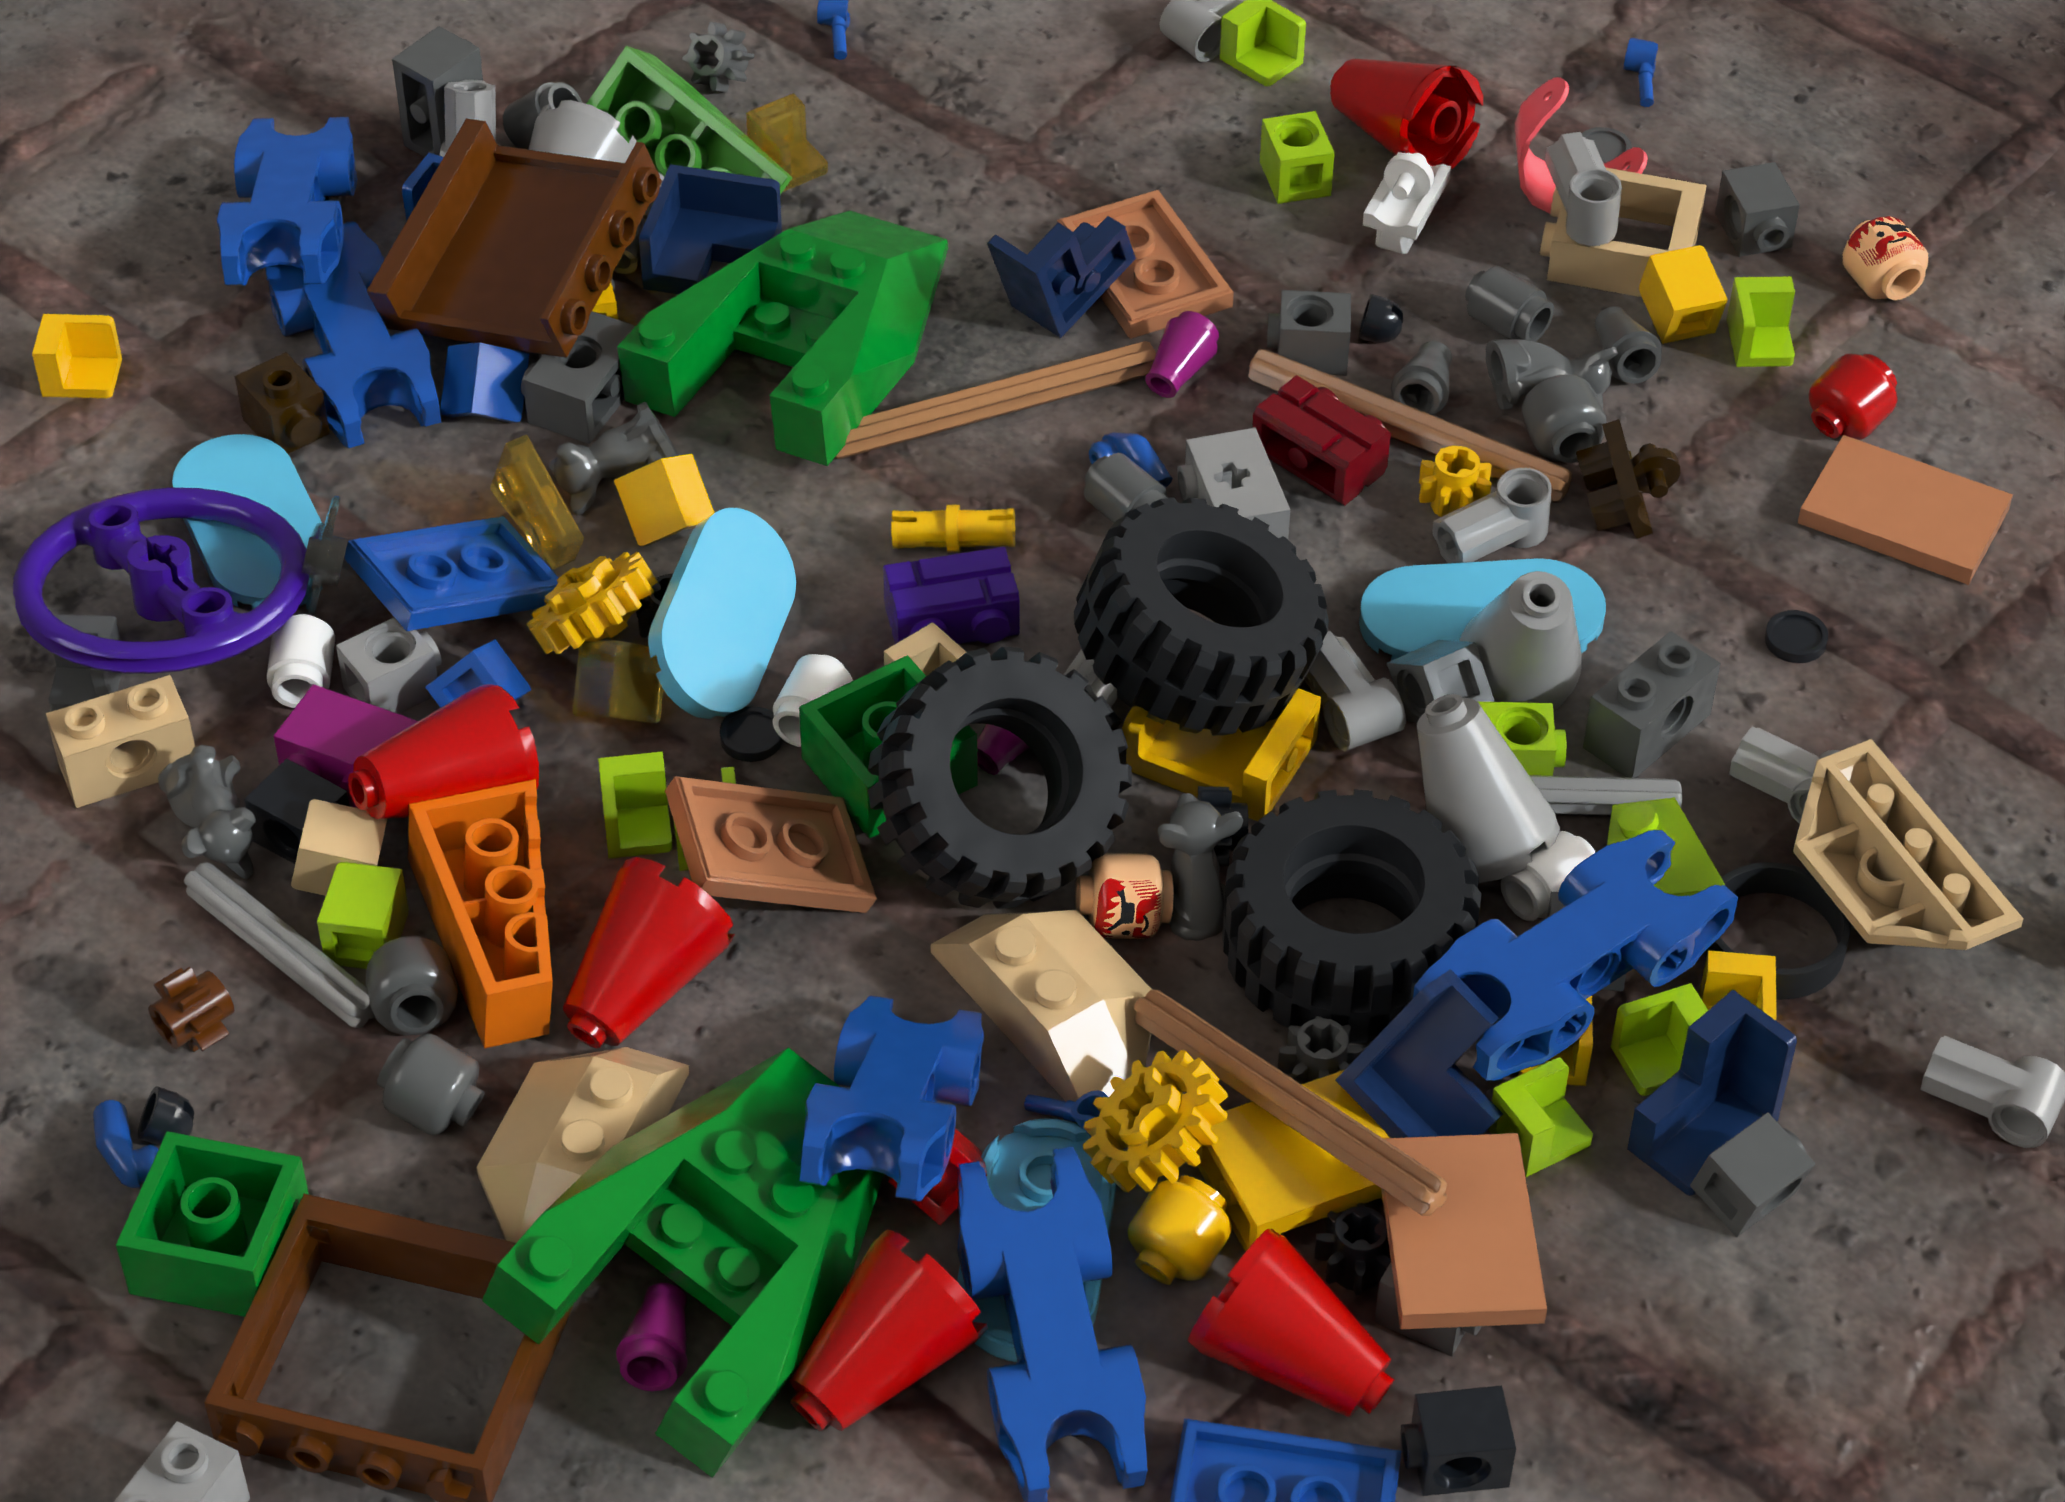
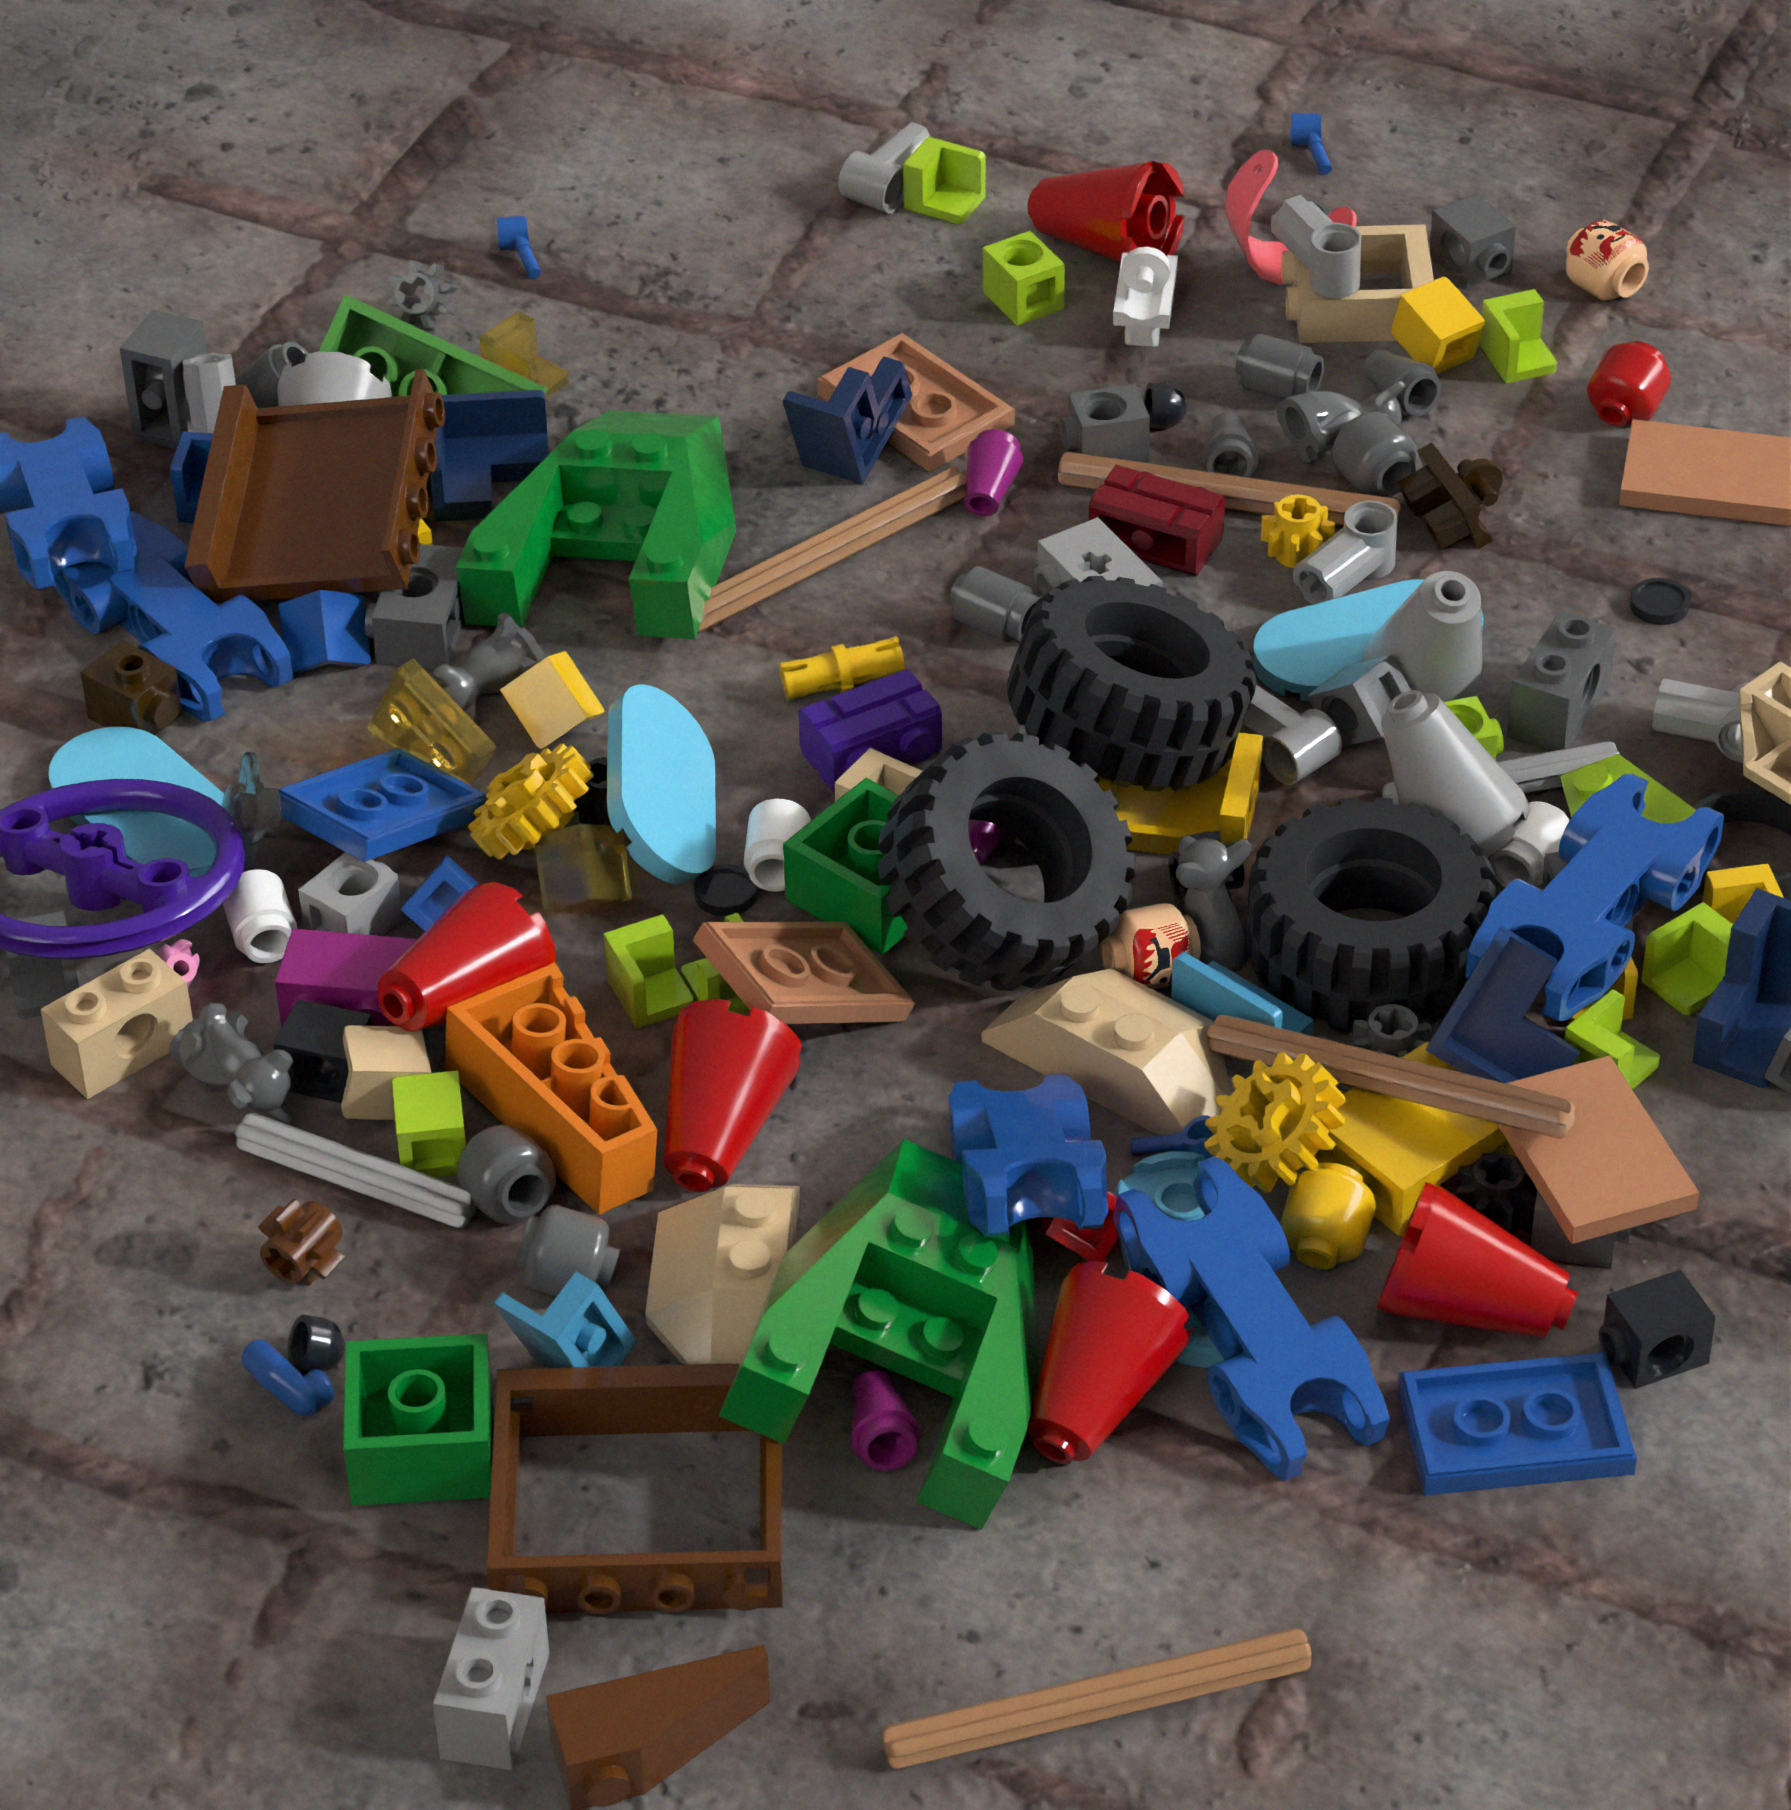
camera: 15 degrees left, 5 degrees down
(203, 691) = (180, 959): none -> bright pink arm
(390, 1172) = (574, 1330): none -> dark azure panel
(1134, 447) = (965, 561): blue arm -> none
(1189, 975) = (1218, 991): none -> dark azure panel

